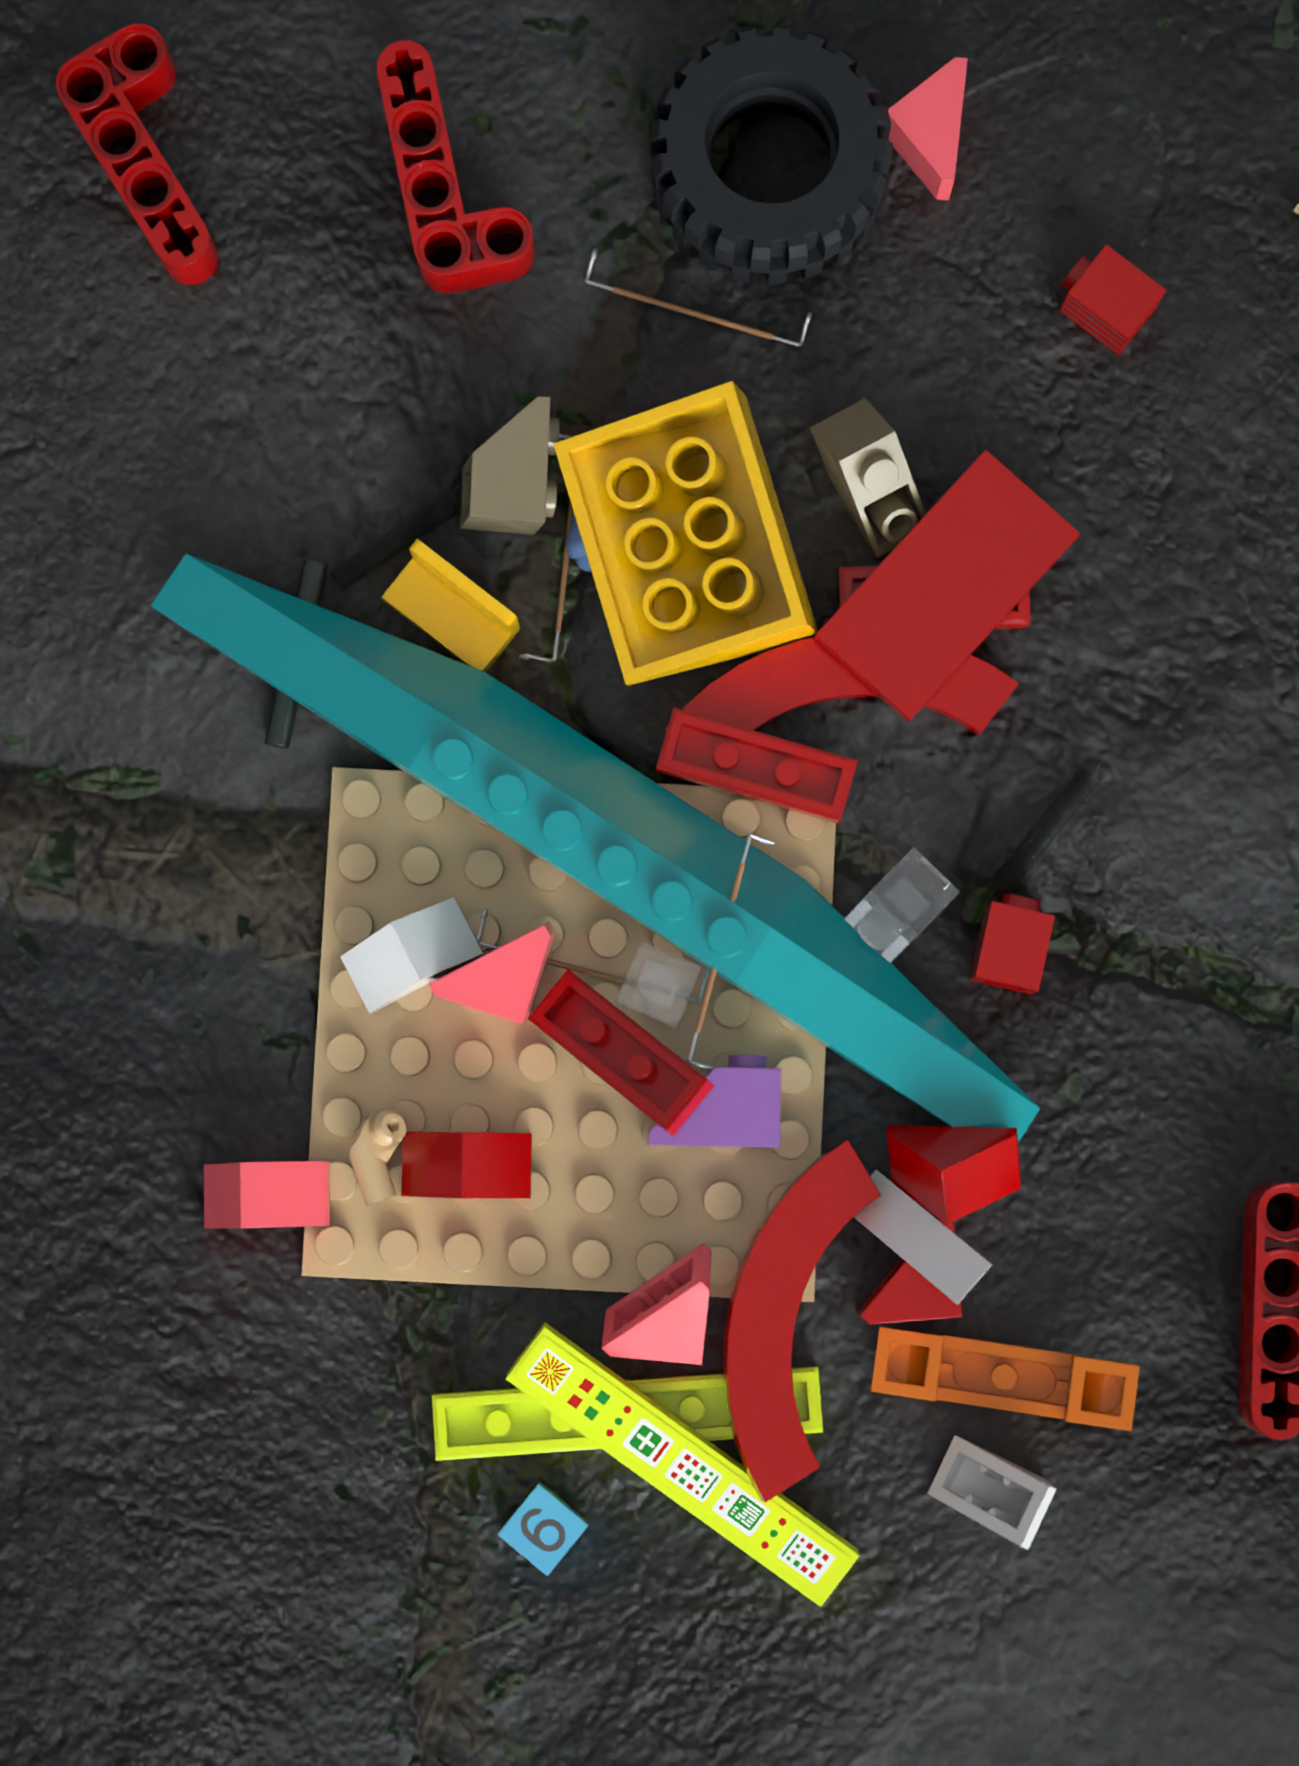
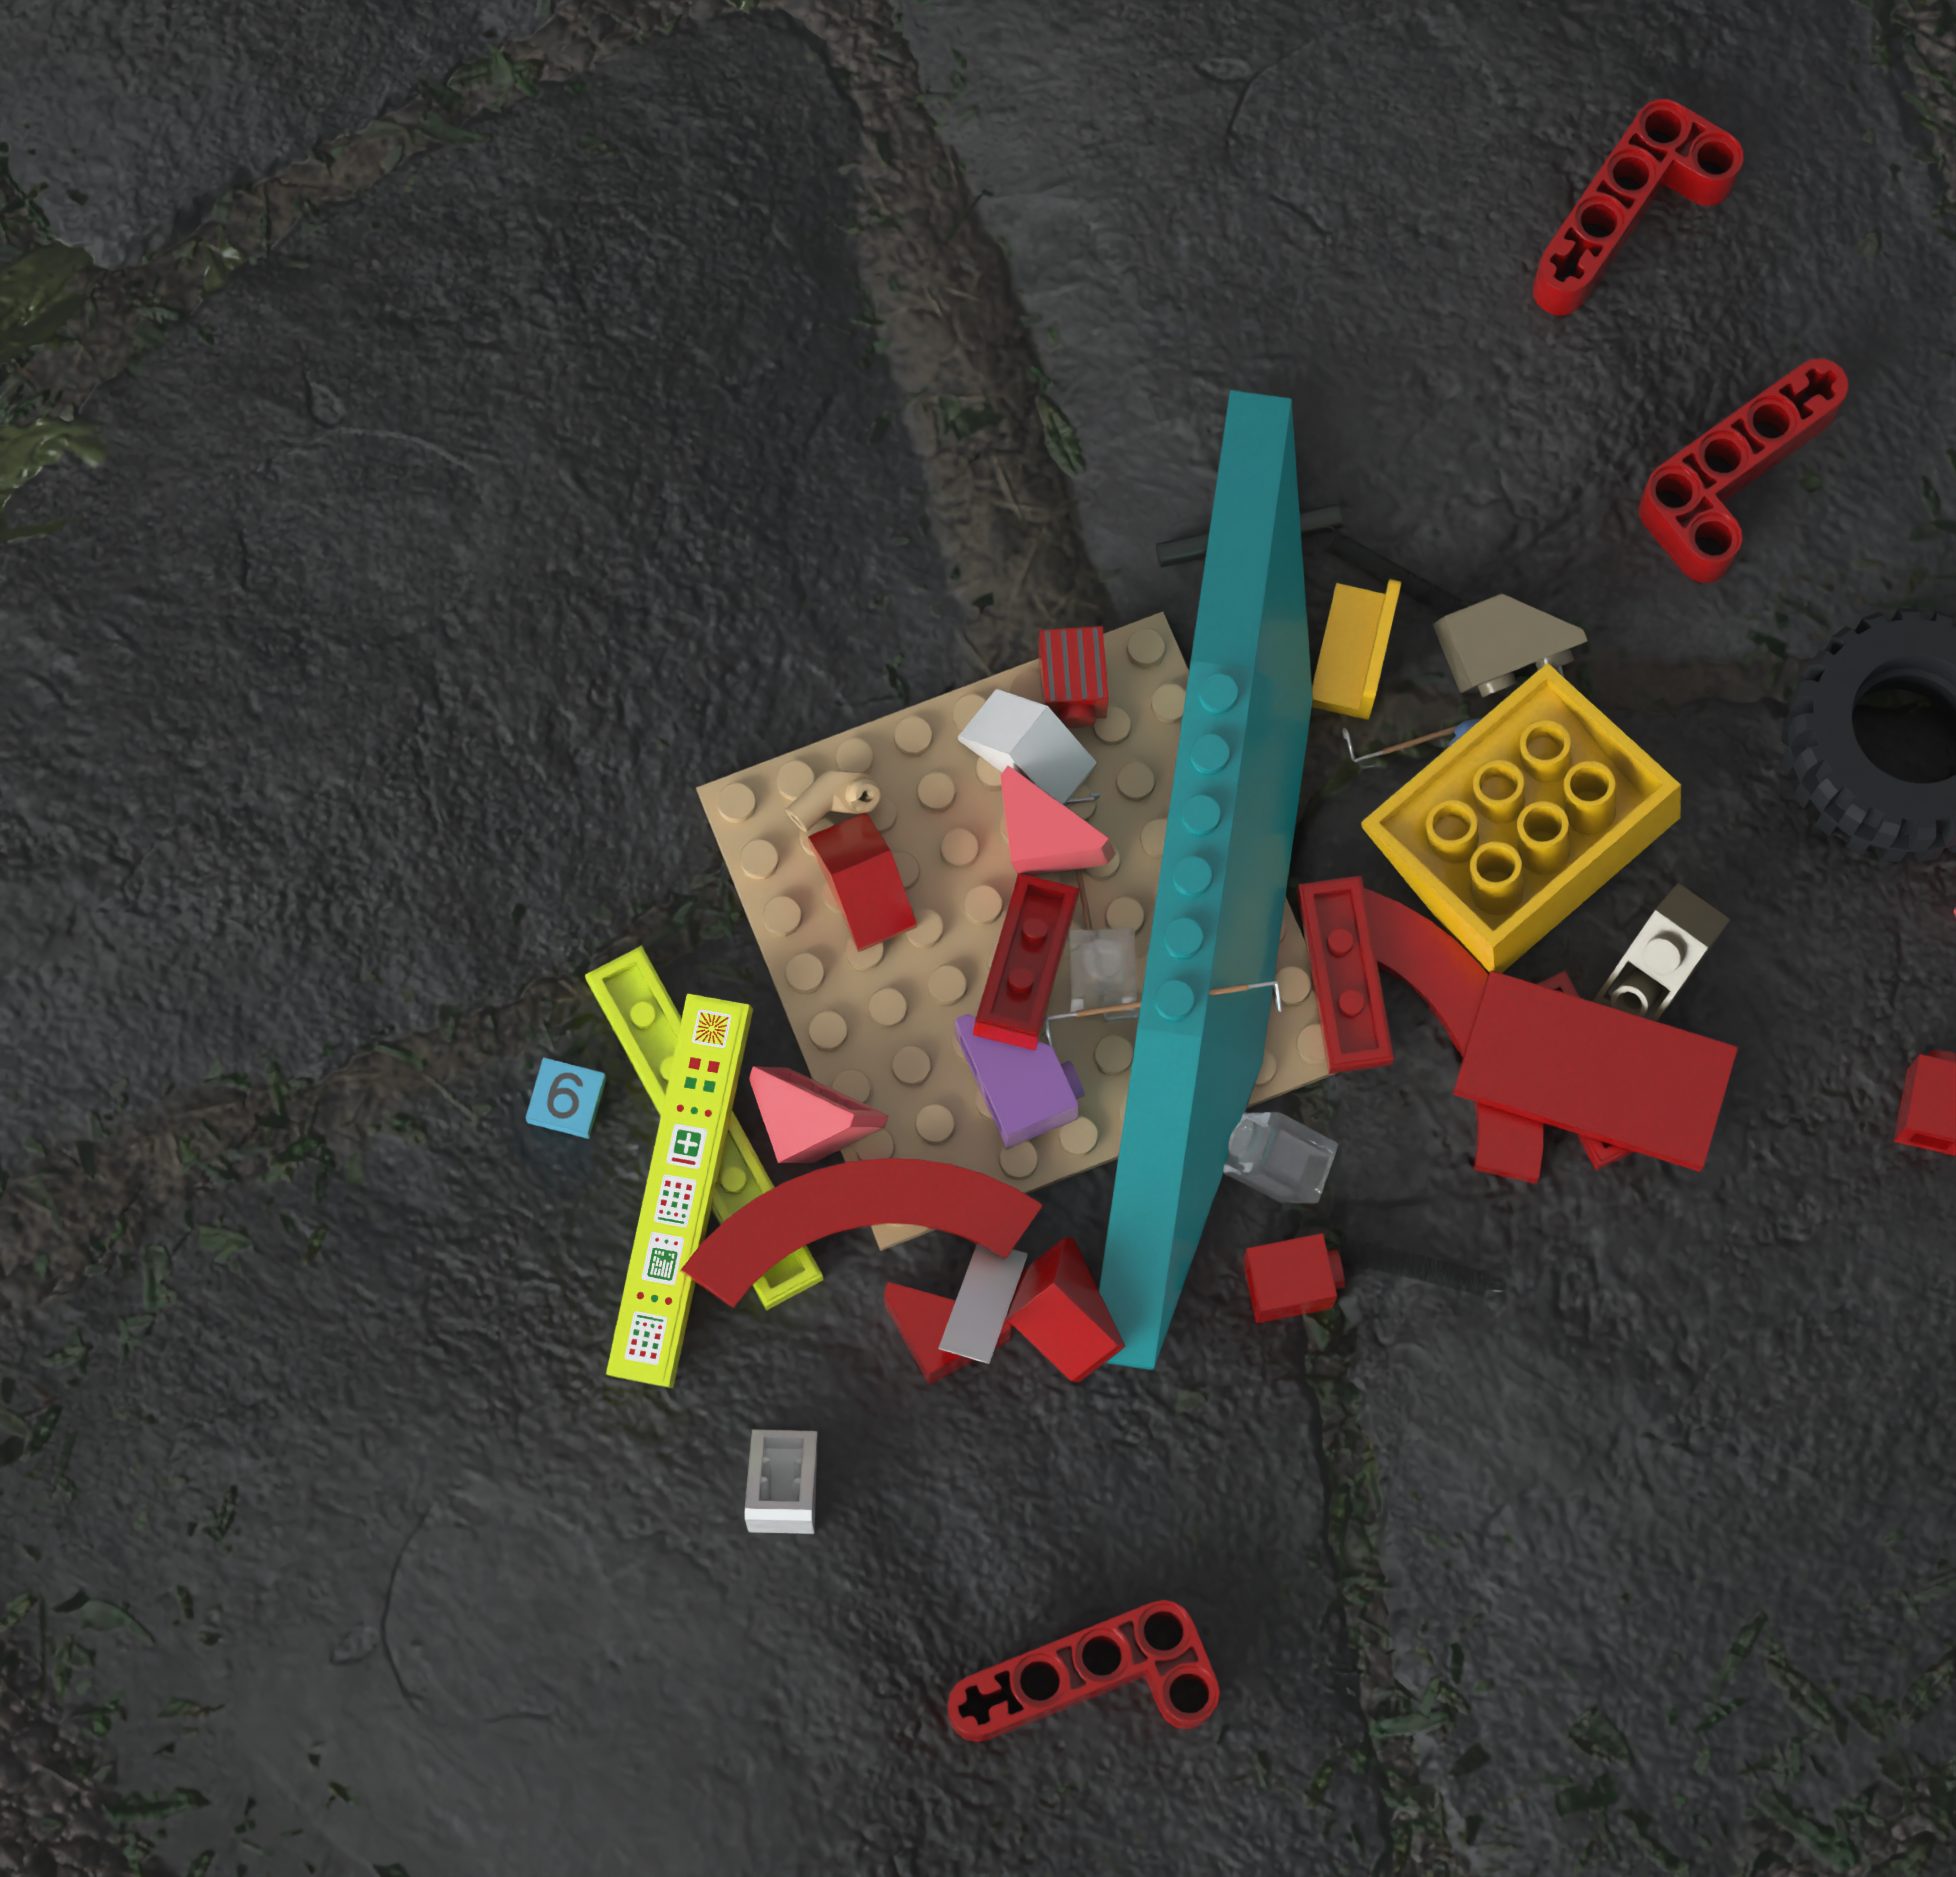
camera: 60 degrees right, 10 degrees down
(266, 1194) = (756, 722): coral slope -> none
(365, 881) = (1074, 674): none -> red brick
(691, 312) = (1780, 844): medium nougat piece -> none
(1005, 1377) = (890, 1444): orange slope -> none

